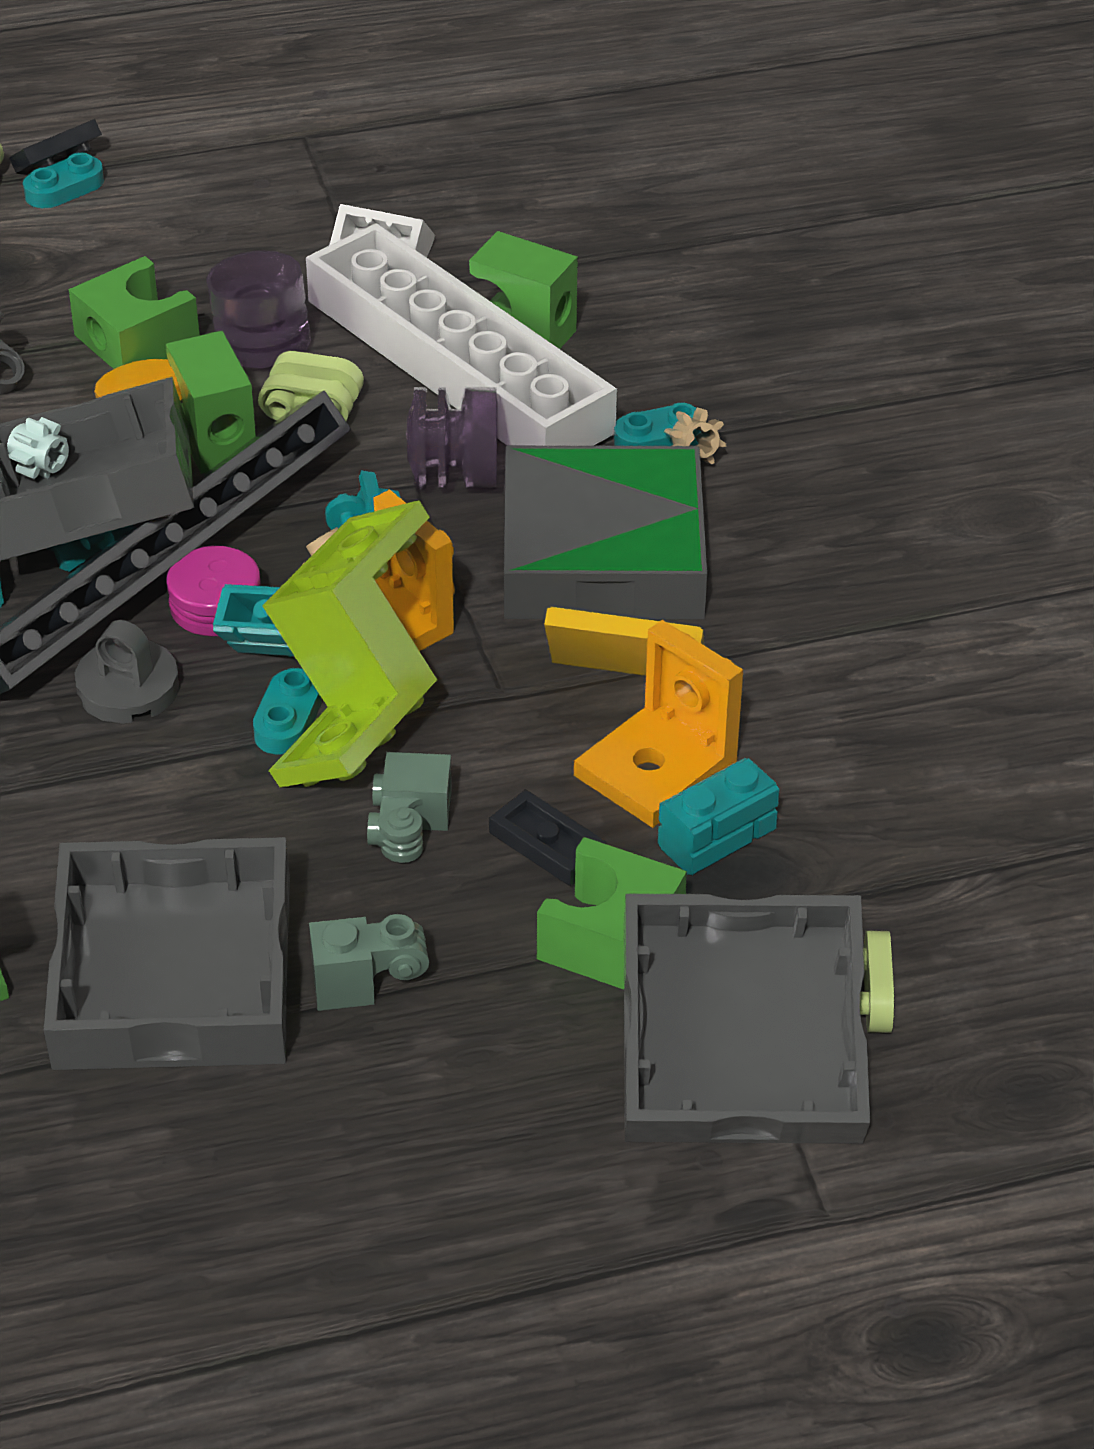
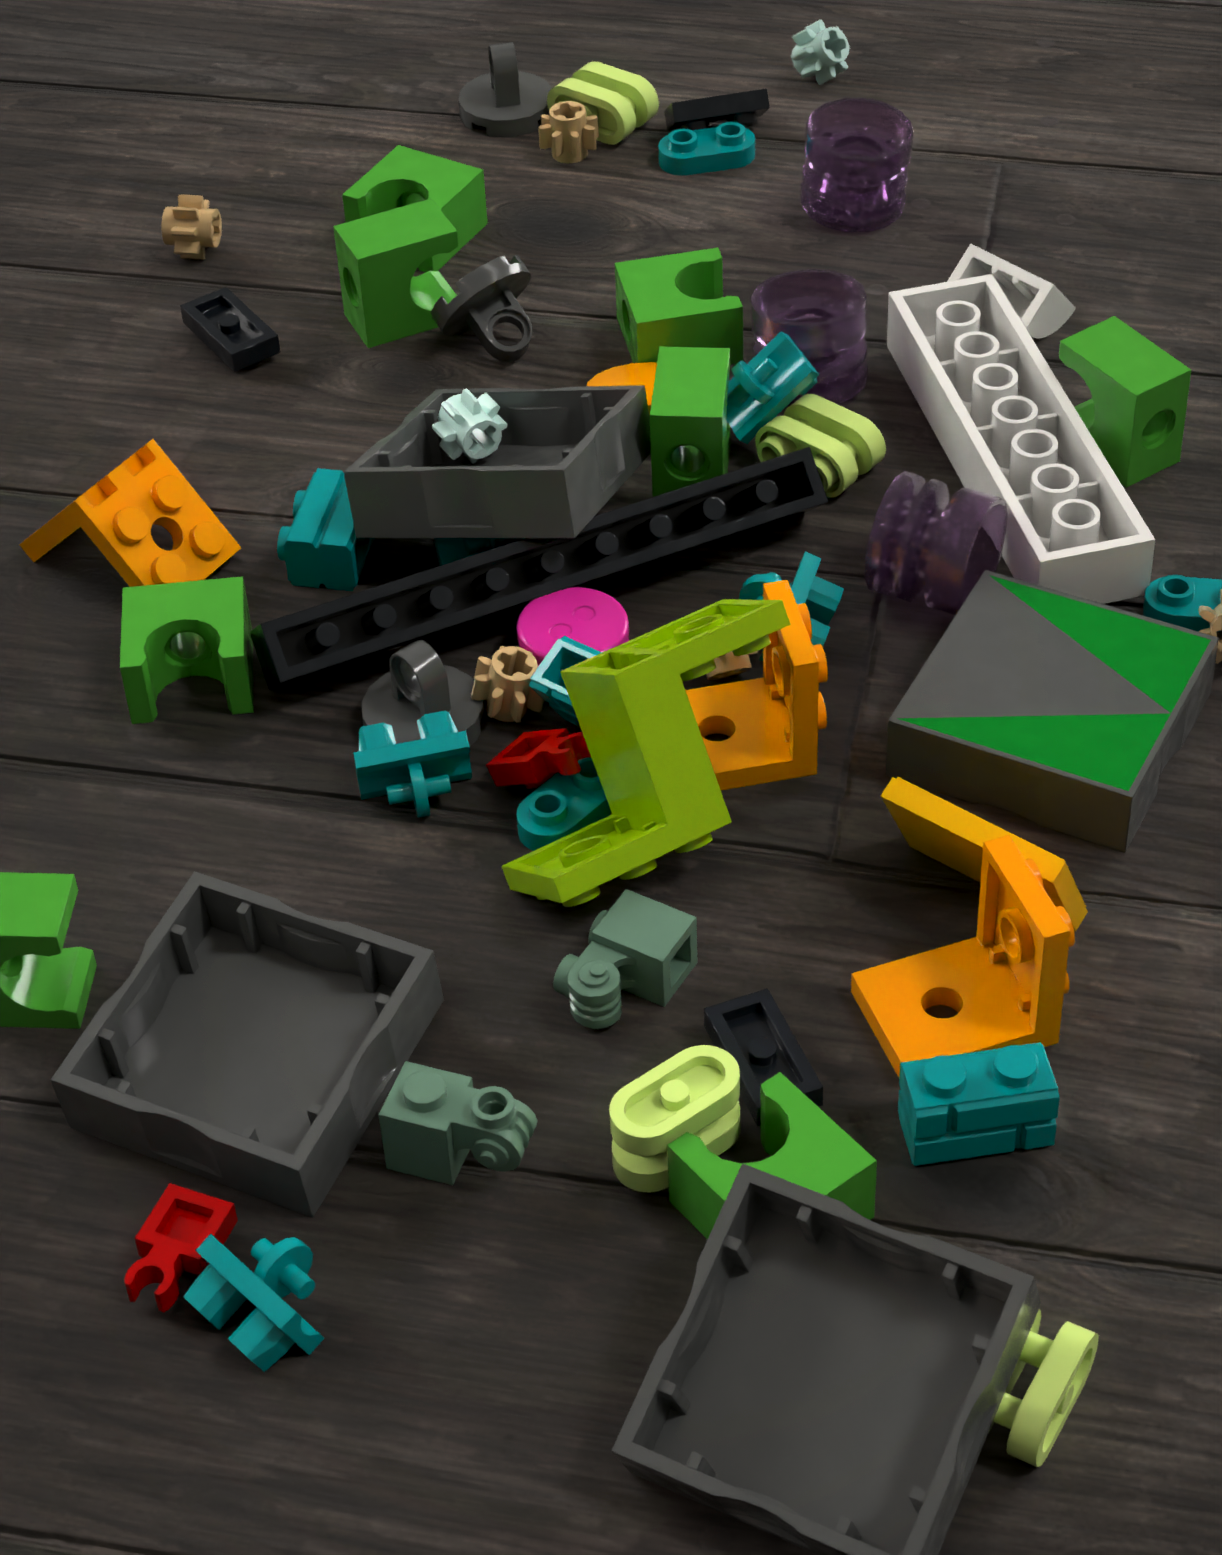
camera: 30 degrees right, 0 degrees up
(112, 79) = (820, 52): none -> light aqua gear
(154, 724) = (414, 767): none -> teal hips
(189, 636) = (505, 684): none -> tan gear
(205, 1110) = (170, 1238): none -> red plate
(207, 163) = (856, 164): none -> clear purple wheel
(245, 682) = (537, 757): none -> red plate
(260, 347) = (767, 385): none -> teal hips
(316, 1133) = (273, 1323): none -> teal hips
(516, 891) = (686, 1093): none -> yellowish green brick

